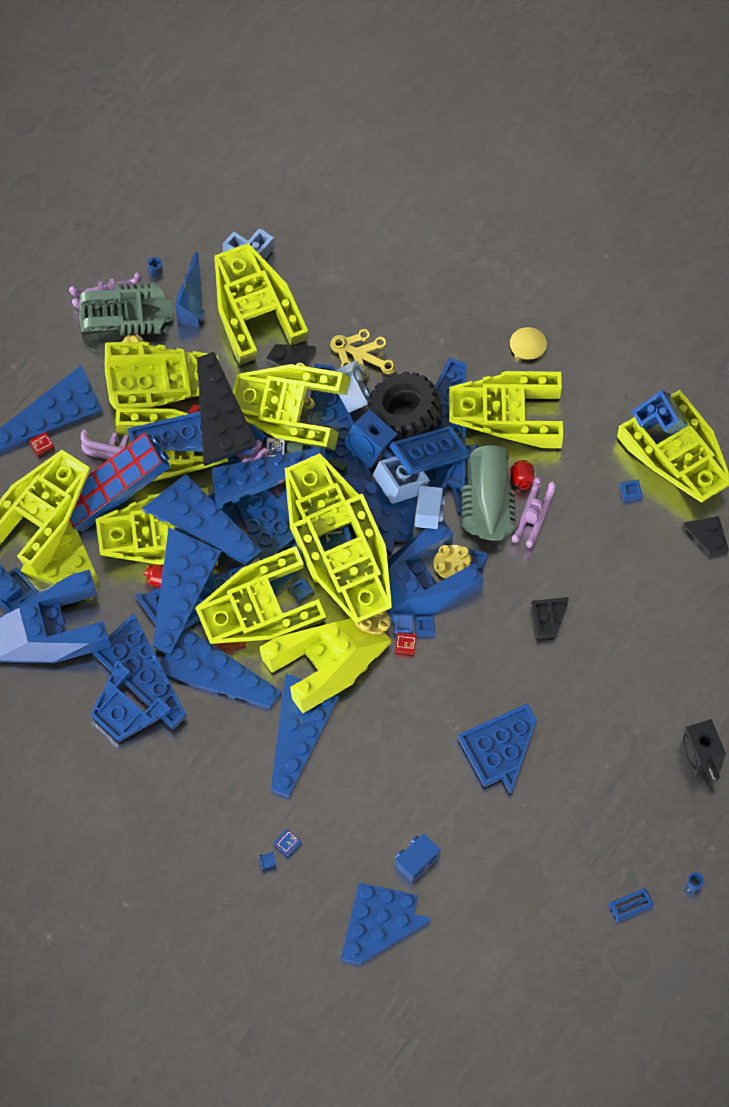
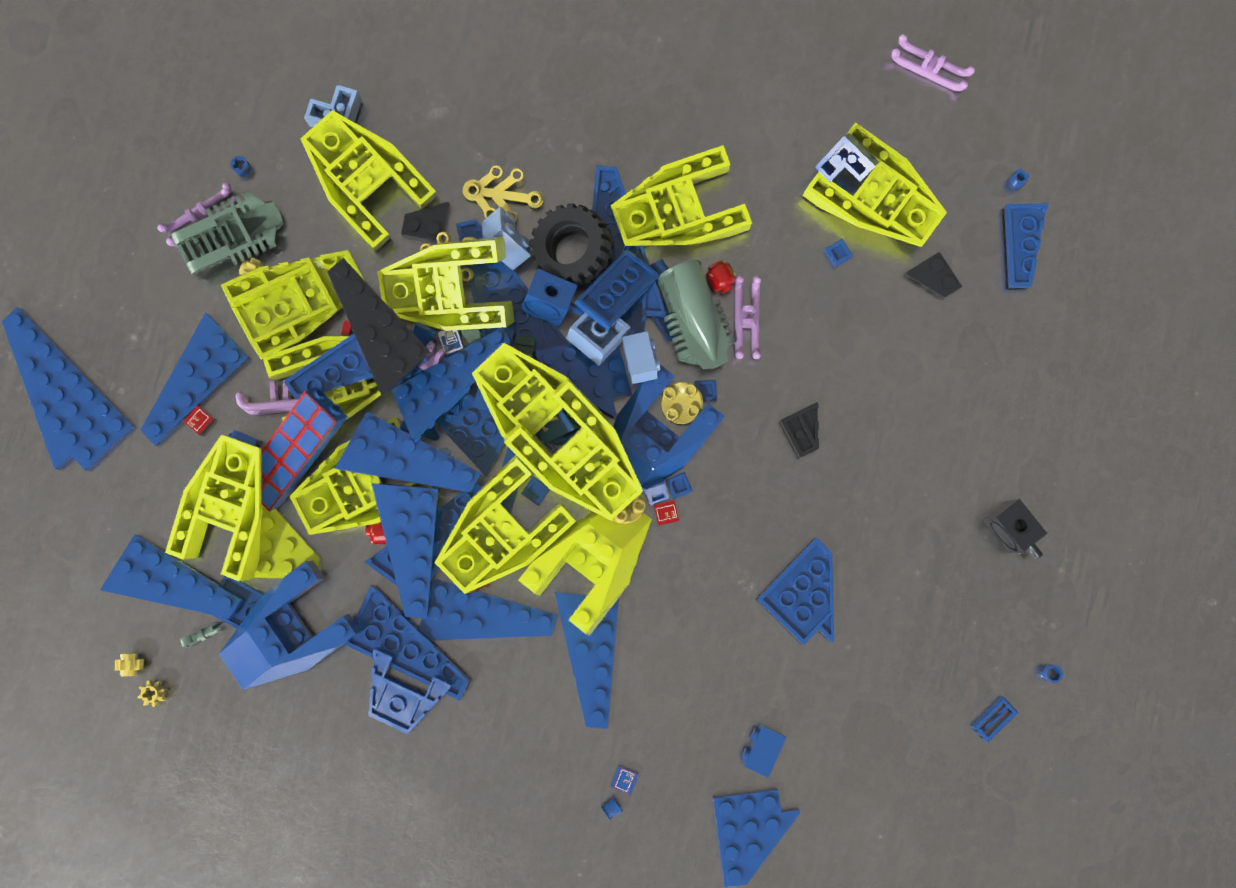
camera: 20 degrees left, 20 degrees up
(189, 300) = (293, 196): blue wedge -> none
(528, 343) = (672, 118): light yellow dish -> none

